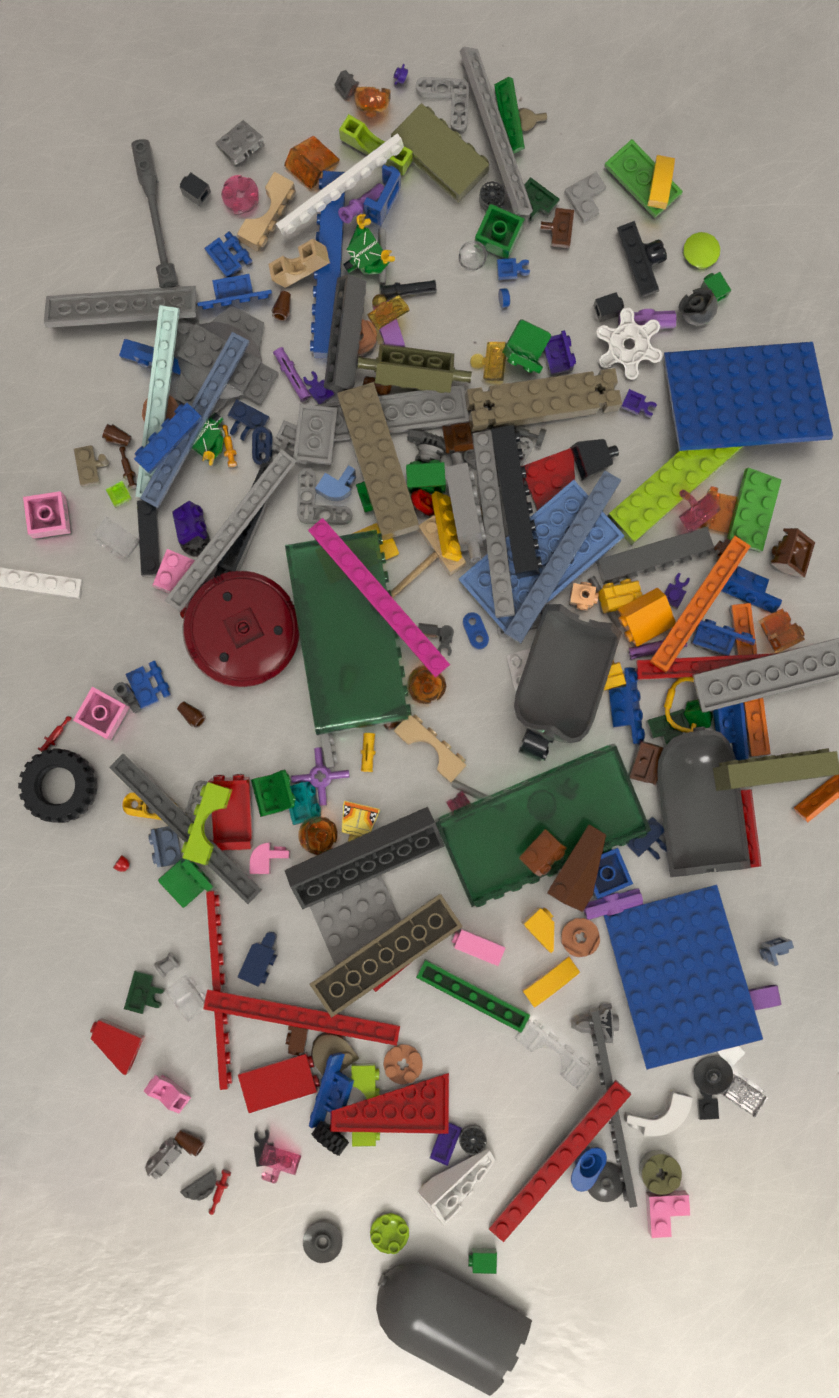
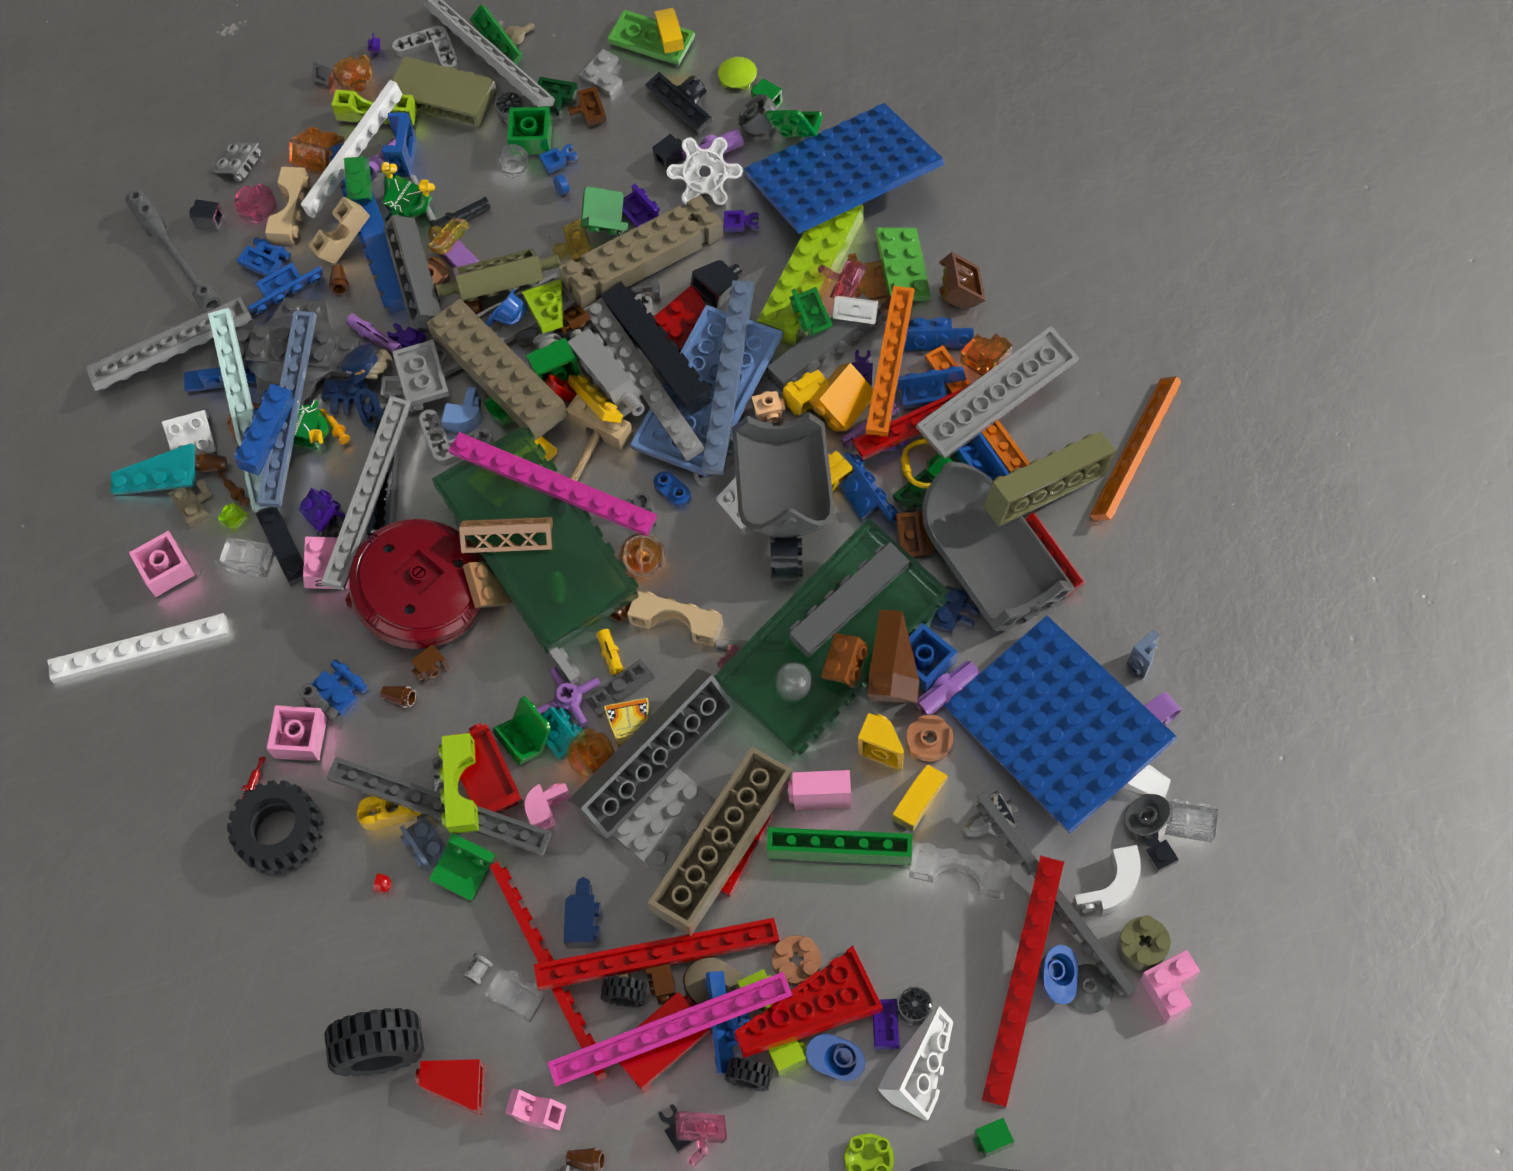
camera: 15 degrees left, 20 degrees down
(68, 998) = (374, 1042): none -> black tyre
(73, 429) = (162, 472): none -> teal wing
(108, 401) = (190, 429): none -> white bracket
(142, 993) = (461, 1013): dark green plate -> none
(224, 699) = (428, 664): none -> reddish brown brick
(266, 1034) = (623, 991): none -> black tyre
(273, 402) = (365, 363): none -> dark blue piece
(287, 1085) = (669, 1029): none -> dark pink plate
(290, 656) = (484, 586): none -> medium nougat wing
(325, 623) = (502, 527): none -> medium nougat fence
(332, 223) = (358, 179): none -> green brick
(363, 785) = (620, 687): none -> dark grey plate
(399, 1154) = (835, 1057): none -> blue piece
(411, 411) = (509, 311): none -> blue piece
(442, 418) = (546, 305): none -> lime wing
(496, 852) = (793, 681): none -> clear hair
(568, 808) = (848, 600): none -> dark grey brick
(656, 530) = (812, 311): none -> green bracket
(693, 543) = (855, 309): none -> white plate
(729, 330) = (795, 122): none -> green bracket

